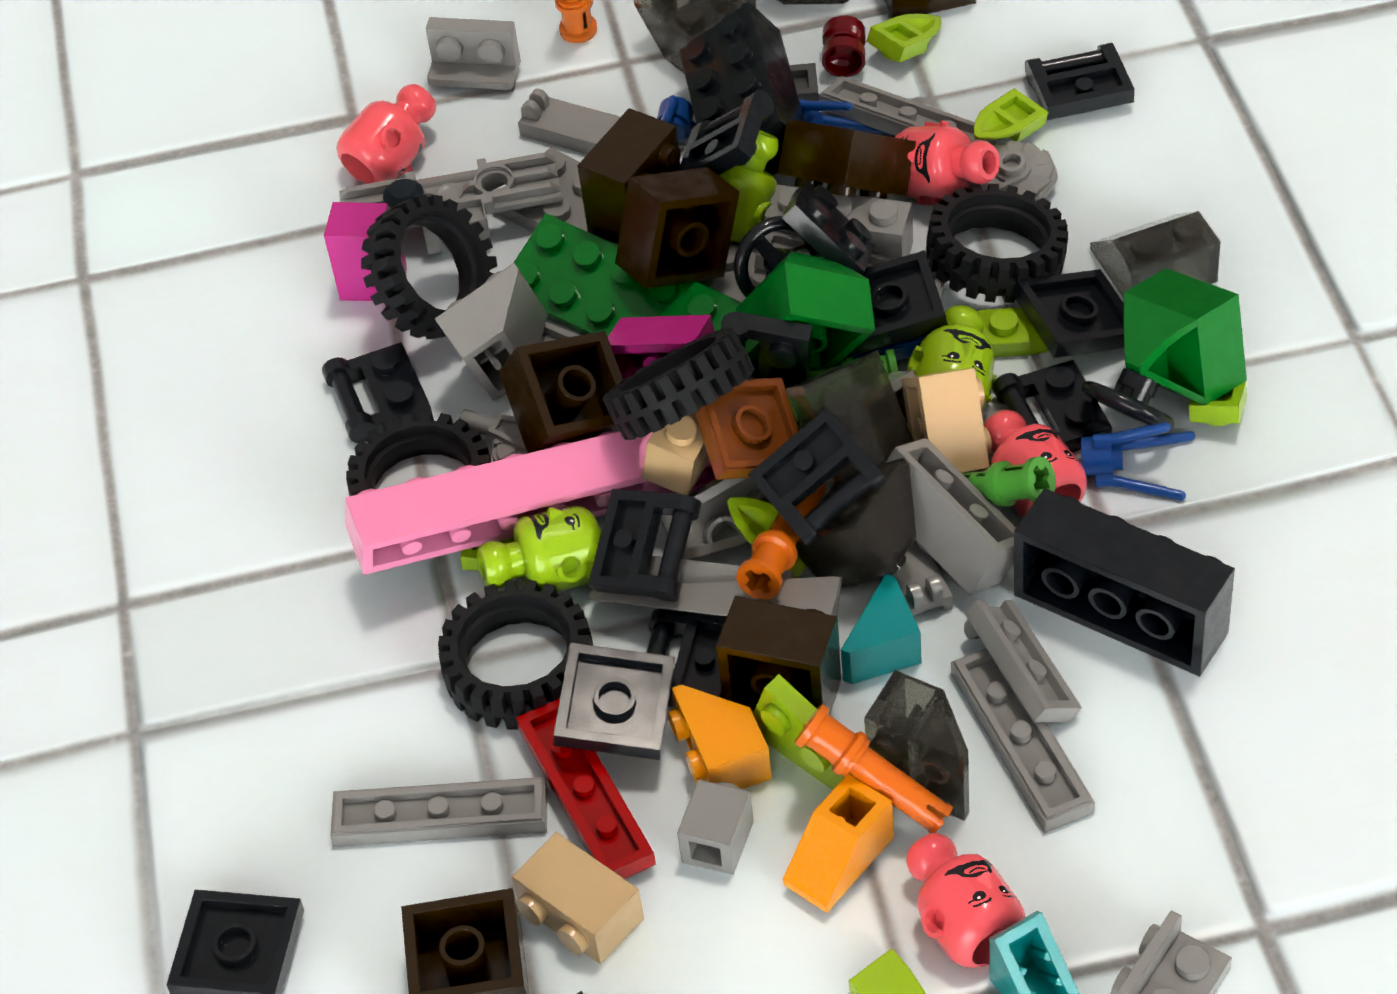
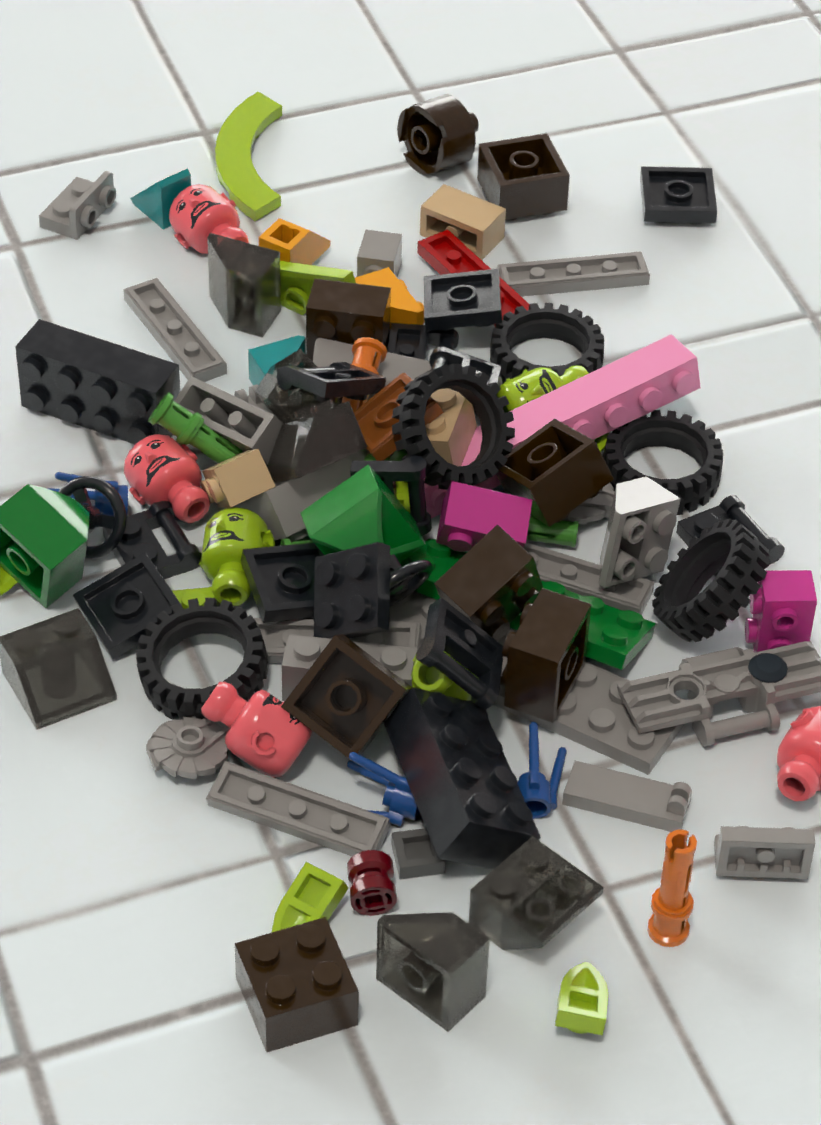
camera: 165 degrees right, 5 degrees down
(852, 755) = (297, 246): orange pin -> none
(1010, 117) = (195, 796): lime plate -> none
(1022, 661) = (165, 343): light grey hinge -> none
(1080, 82) = (120, 845): black plate -> none

